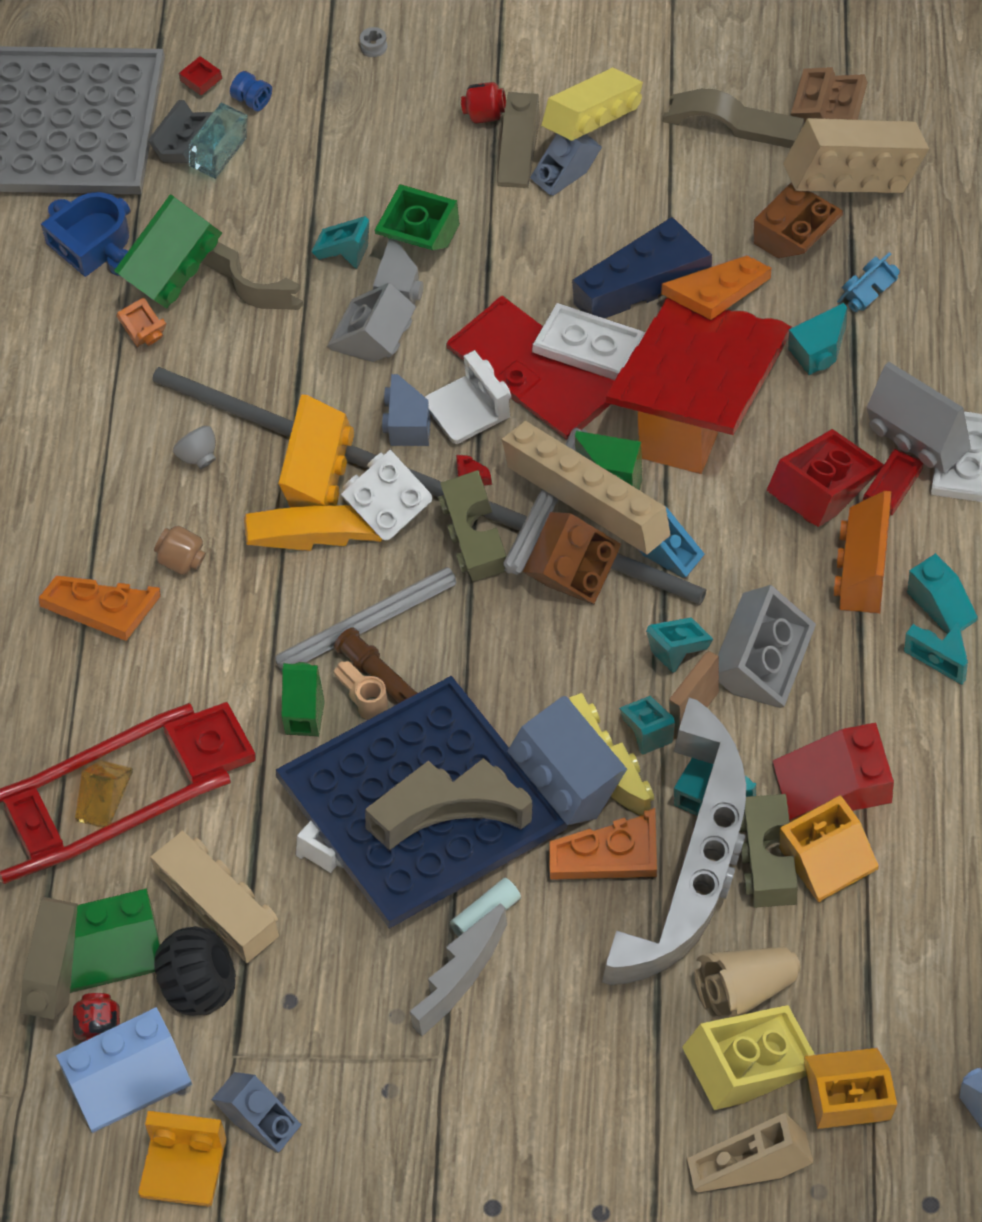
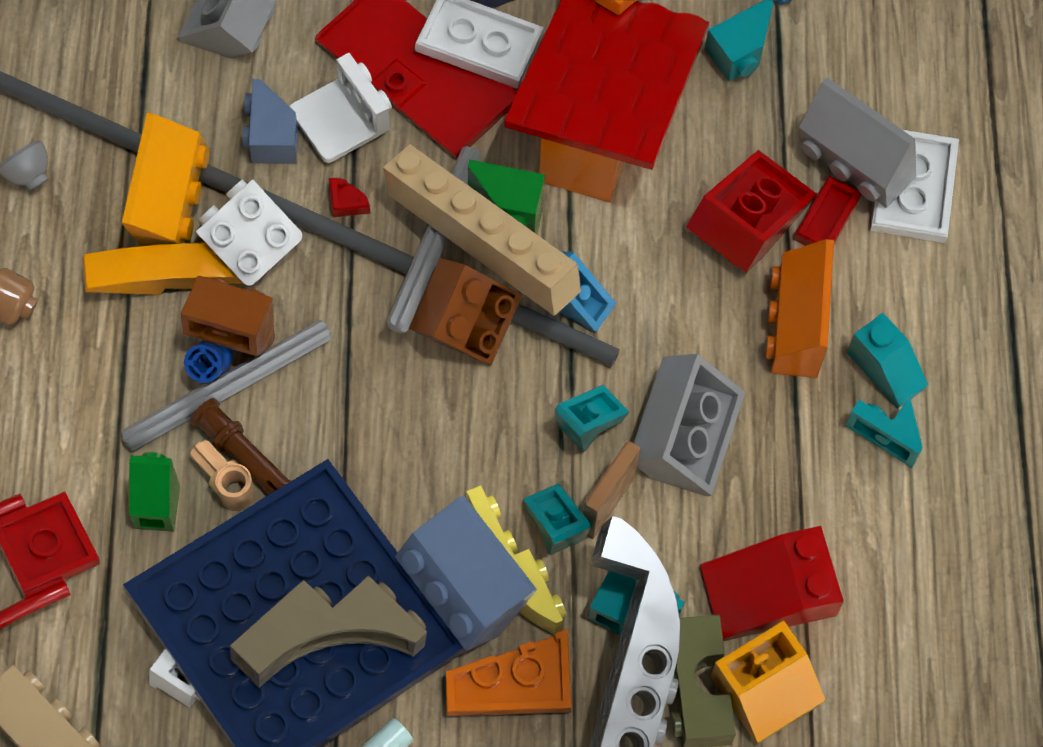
camera: 10 degrees left, 10 degrees up
(357, 596) = (214, 356): none -> blue wheel
(368, 558) = (229, 316): none -> dark orange slope
(465, 502) = (340, 240): olive arch -> none

